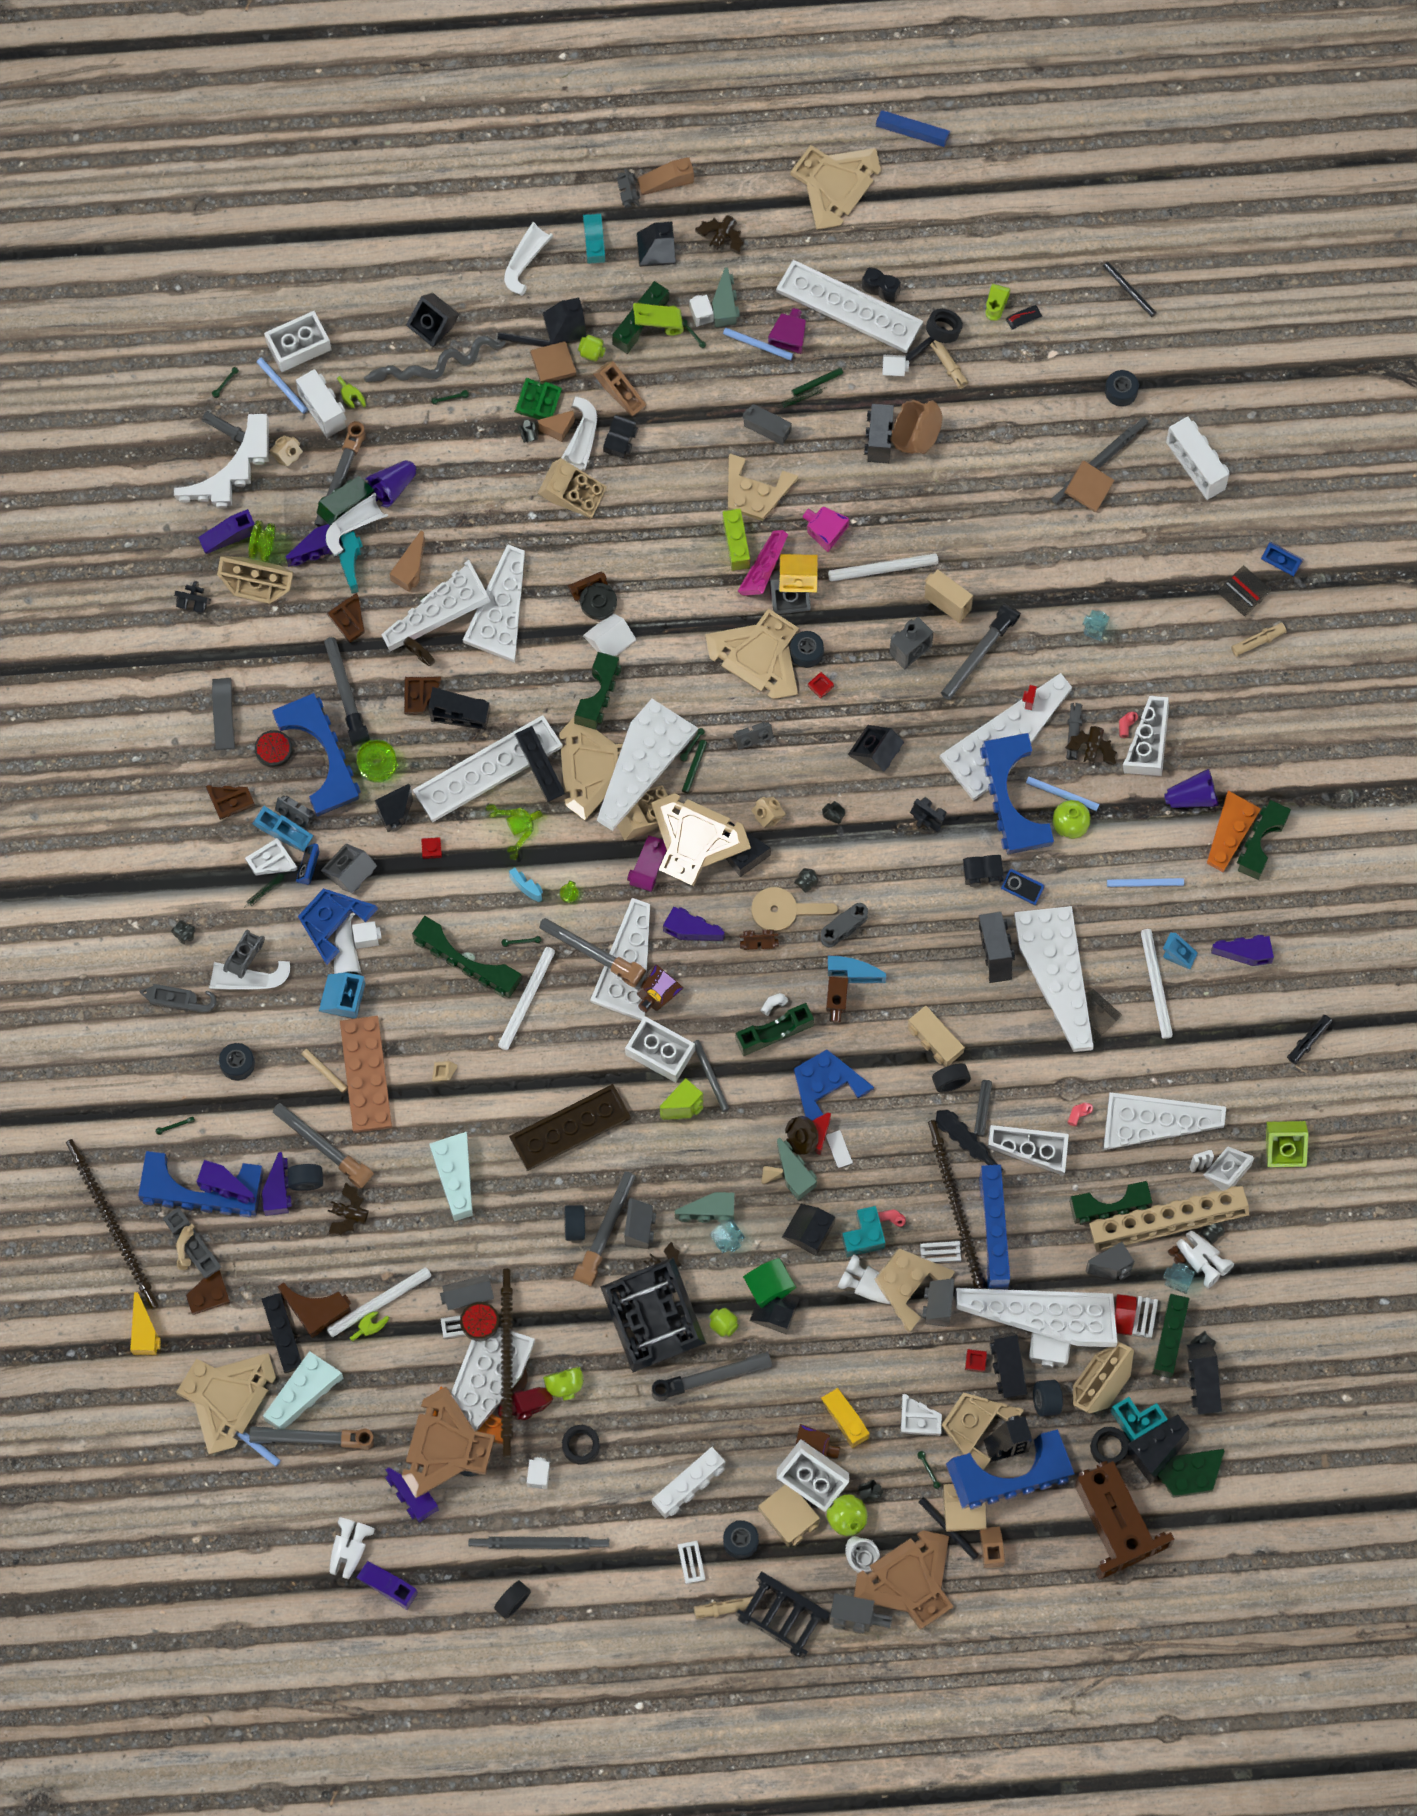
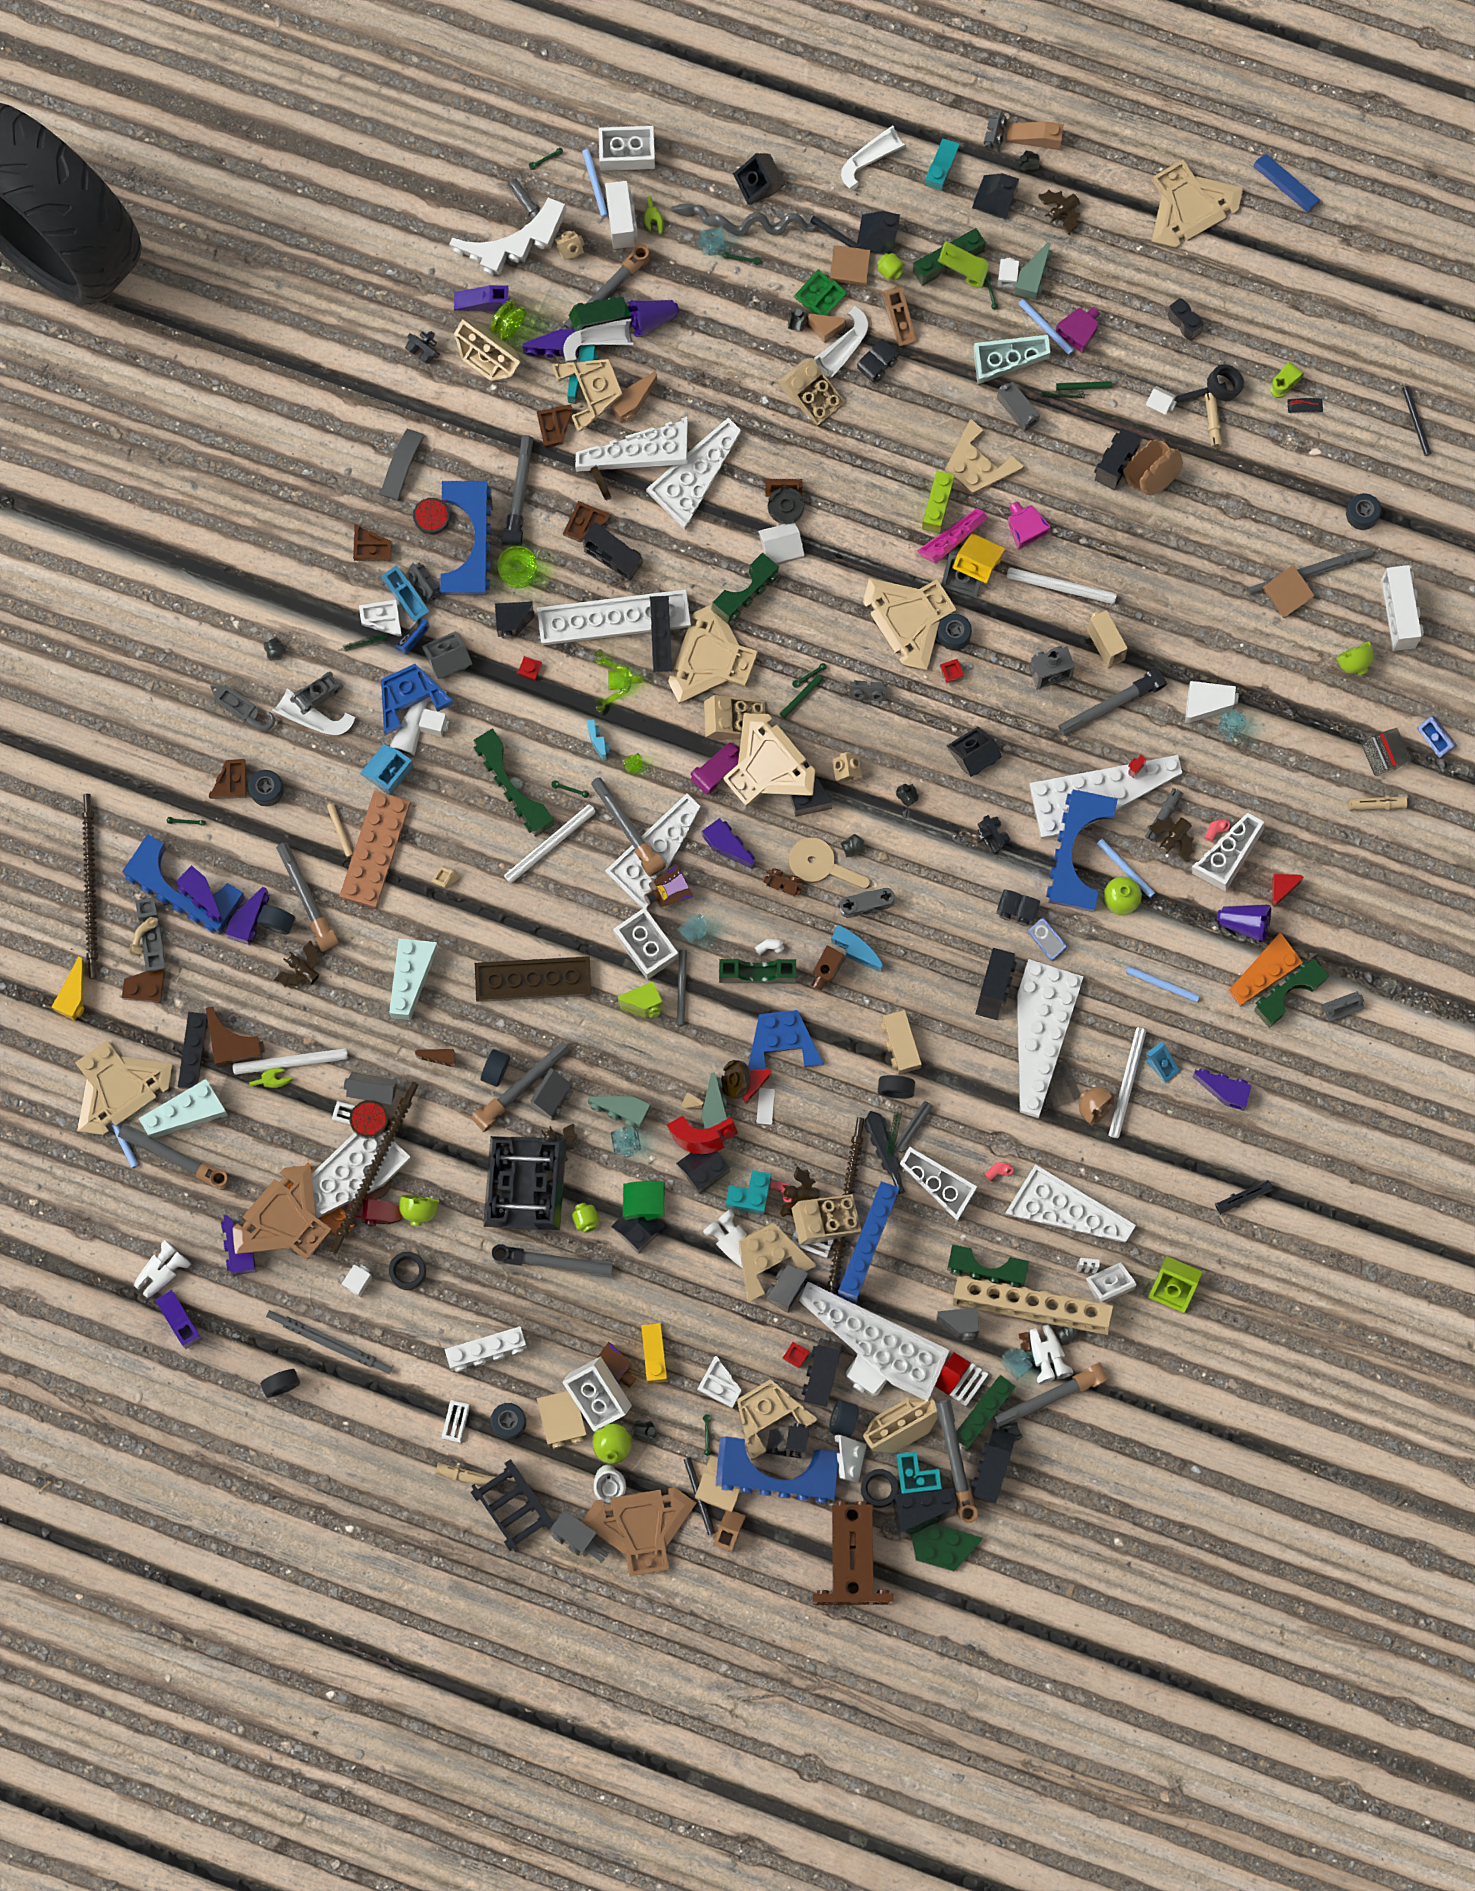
camera: 25 degrees right, 5 degrees up
(200, 1069) = (231, 781): none -> reddish brown wing
(374, 564) = (598, 386): none -> tan wing
(416, 393) = (711, 241): none -> clear light blue brick
(515, 1236) = (439, 1056): none -> reddish brown slope
(648, 749) = (764, 663): white wing -> none
(672, 203) = (1029, 161): none -> pearl dark grey arm
(697, 1016) = (694, 927): none -> clear light blue brick
(735, 384) = (1006, 356): none -> light aqua wedge
(796, 1204) = (701, 1140): none -> red arch
(849, 306) = (1147, 327): white plate -> none
(912, 1211) = (801, 1193): none -> dark brown animal
(944, 1225) = (825, 1219): none -> tan slope
(967, 1125) = (894, 1132): none -> dark green piece
(1065, 612) = (1209, 700): none -> white slope
(1070, 1431) = (850, 1458): none -> white wing
(1138, 1013) = (1095, 1104): none -> medium nougat cylinder
(1179, 520) = (1356, 659): none -> lime cylinder
(1188, 1415) = (963, 1494): none -> dark grey piece
(1210, 747) = (1282, 885): none -> red slope
(1253, 1259) = (1092, 1376): none -> dark grey piece
(1316, 831) = (1343, 1006): none -> dark grey hinge

